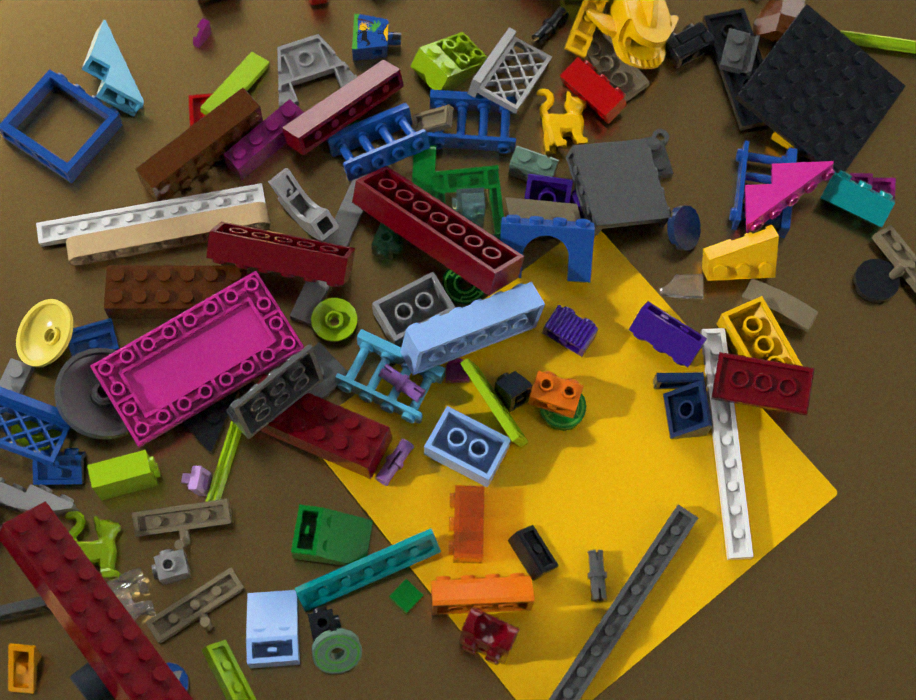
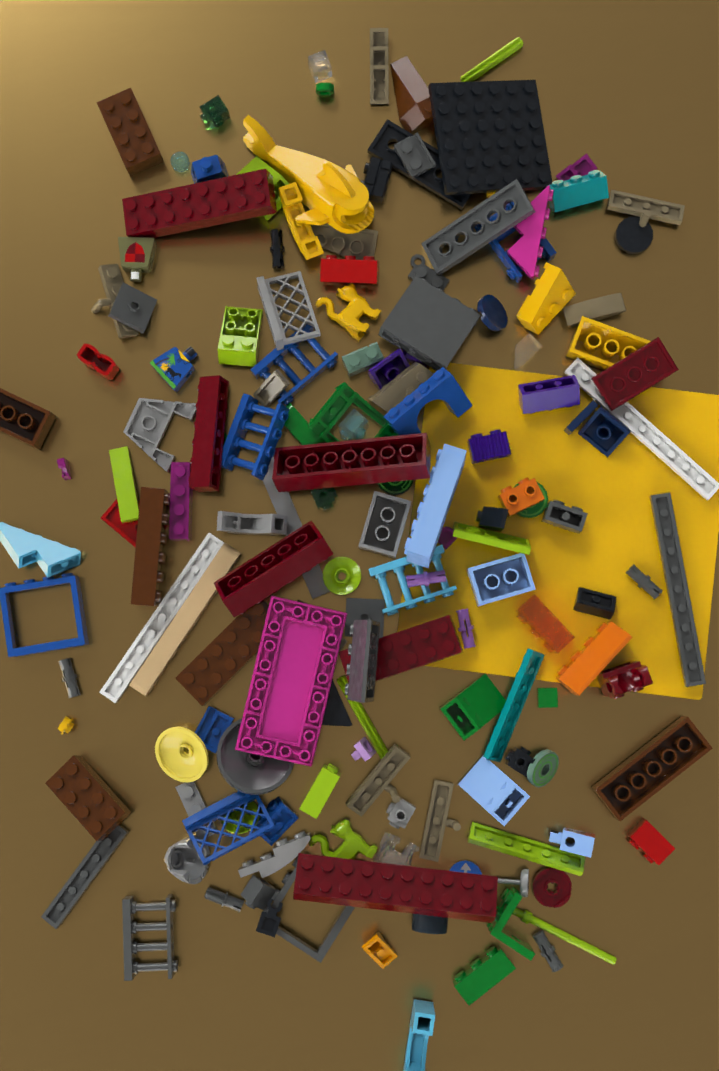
camera: 35 degrees left, 15 degrees up
(26, 191) = (69, 678): none -> dark grey pin
(578, 447) = (564, 516): none -> dark grey brick
(746, 155) = (489, 231): none -> dark grey plate

